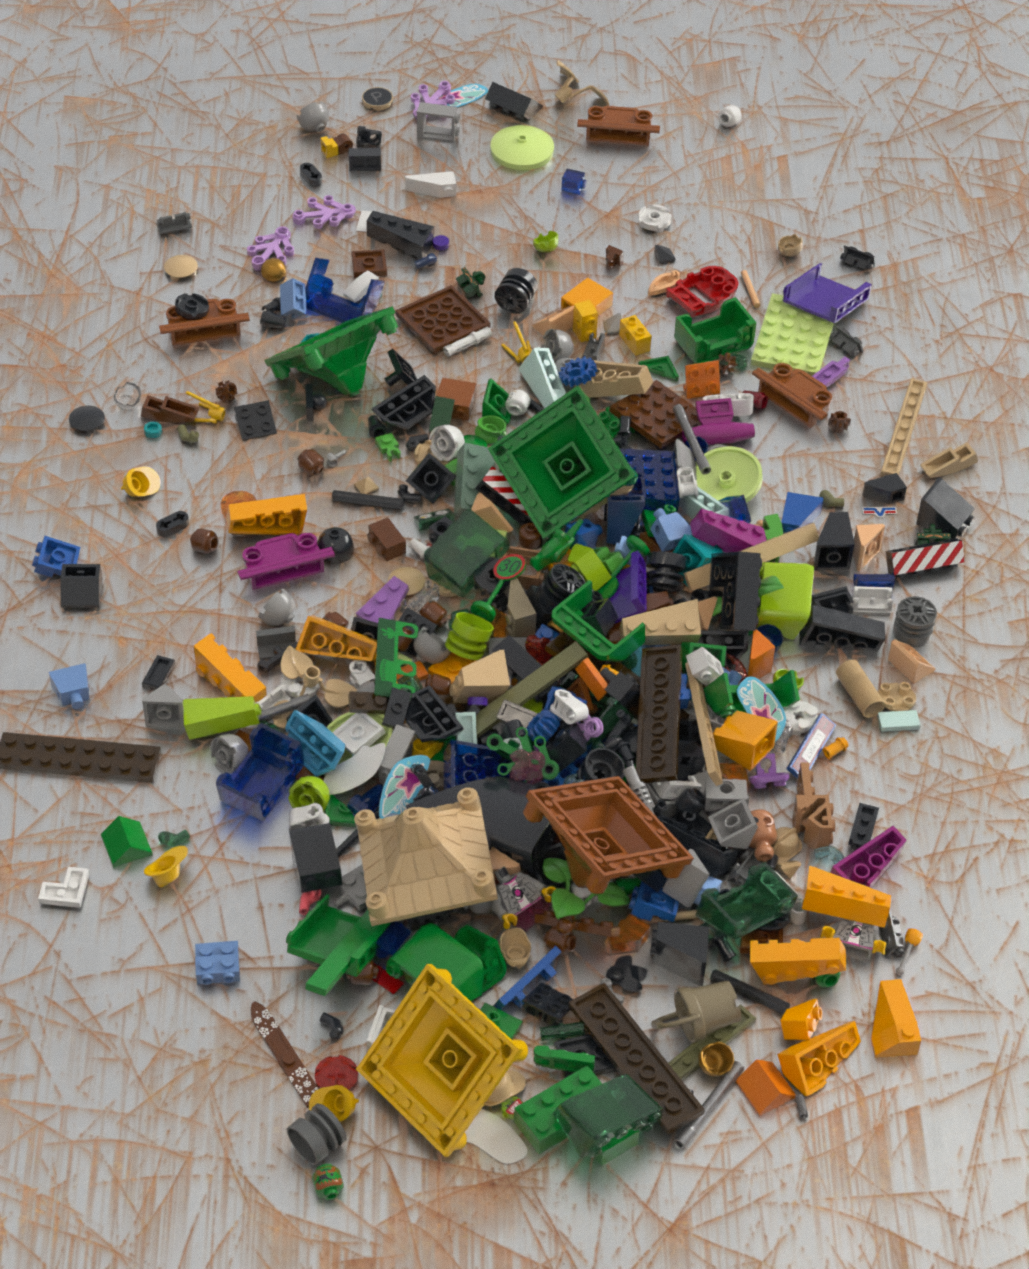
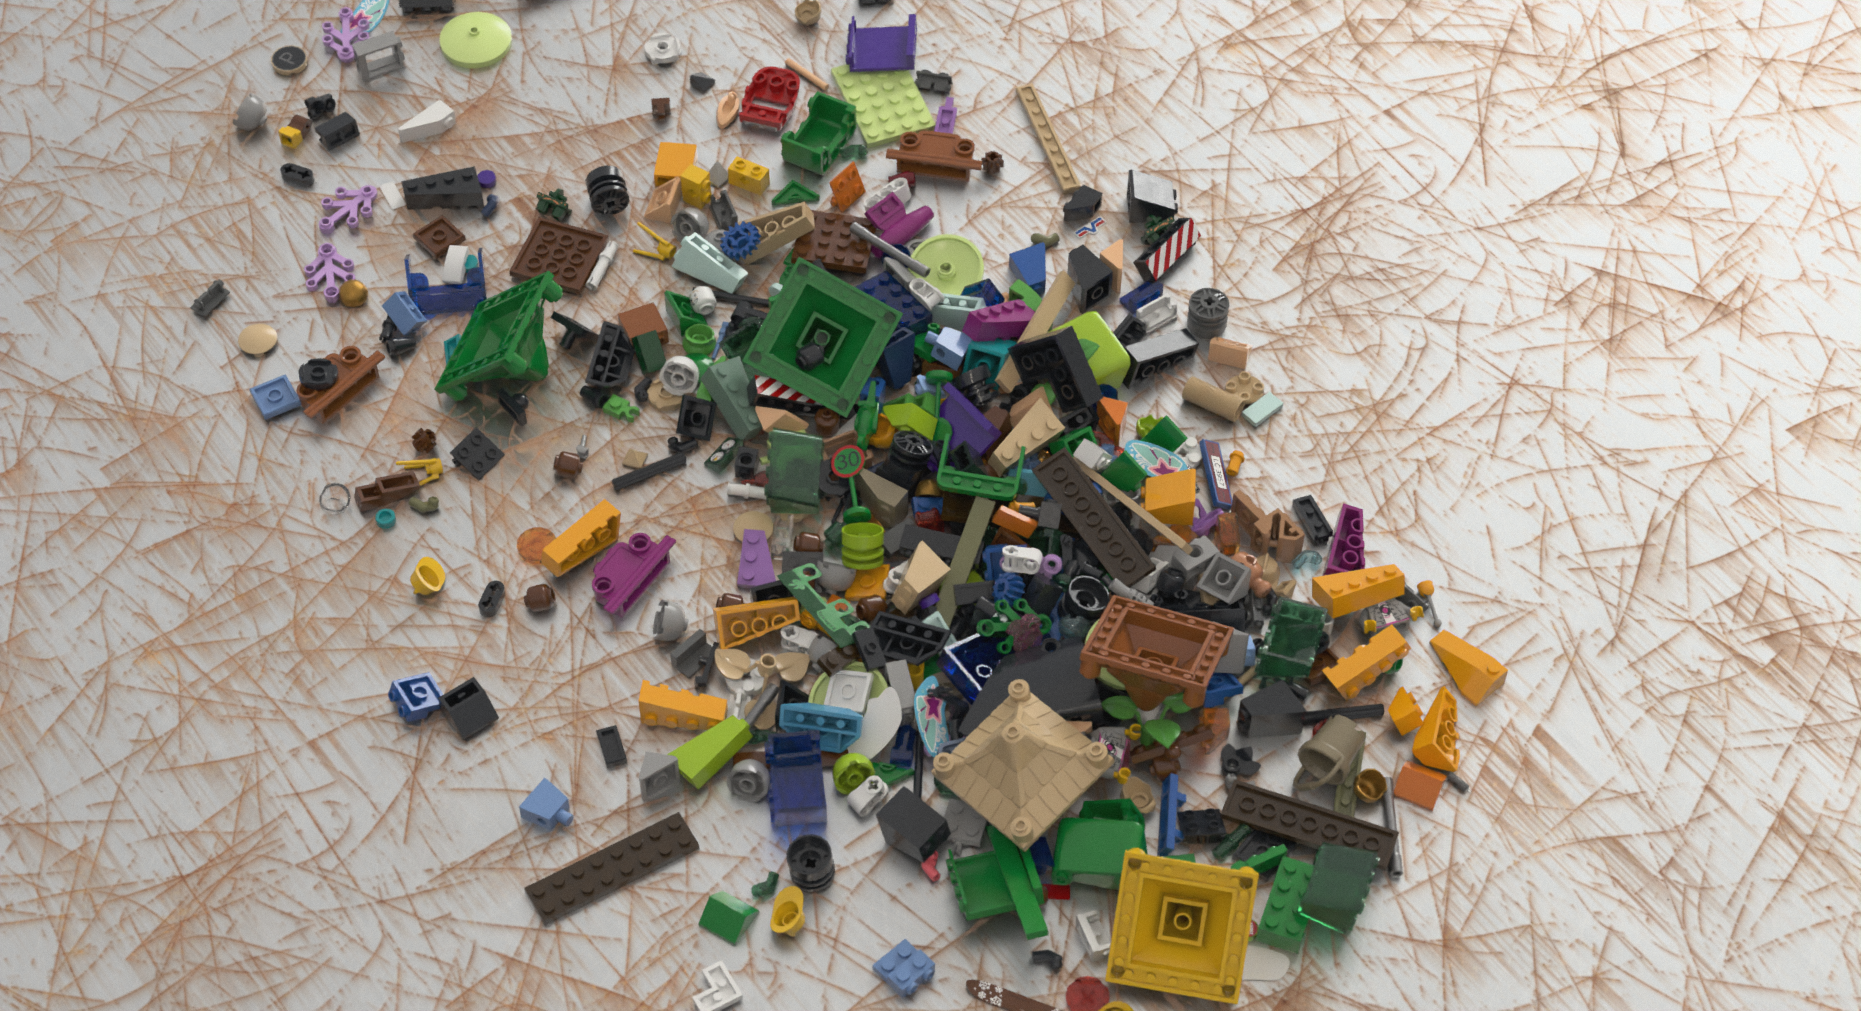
camera: 35 degrees left, 5 degrees up
(86, 418) = (311, 543): black dish -> none
(153, 309) = (275, 397): none -> medium blue plate
(215, 839) = (811, 863): none -> black wheel
(340, 542) = (661, 524): black cylinder -> none
(386, 539) = (702, 498): reddish brown brick -> none
(543, 473) = (810, 356): none -> black head
(546, 243) = (588, 125): lime hair -> none
(573, 181) = (558, 50): clear blue brick -> none
(731, 363) = (854, 155): reddish brown gear -> none
(774, 794) = (1227, 534): none -> clear orange slope
(950, 461) = (1112, 148): tan slope -> none

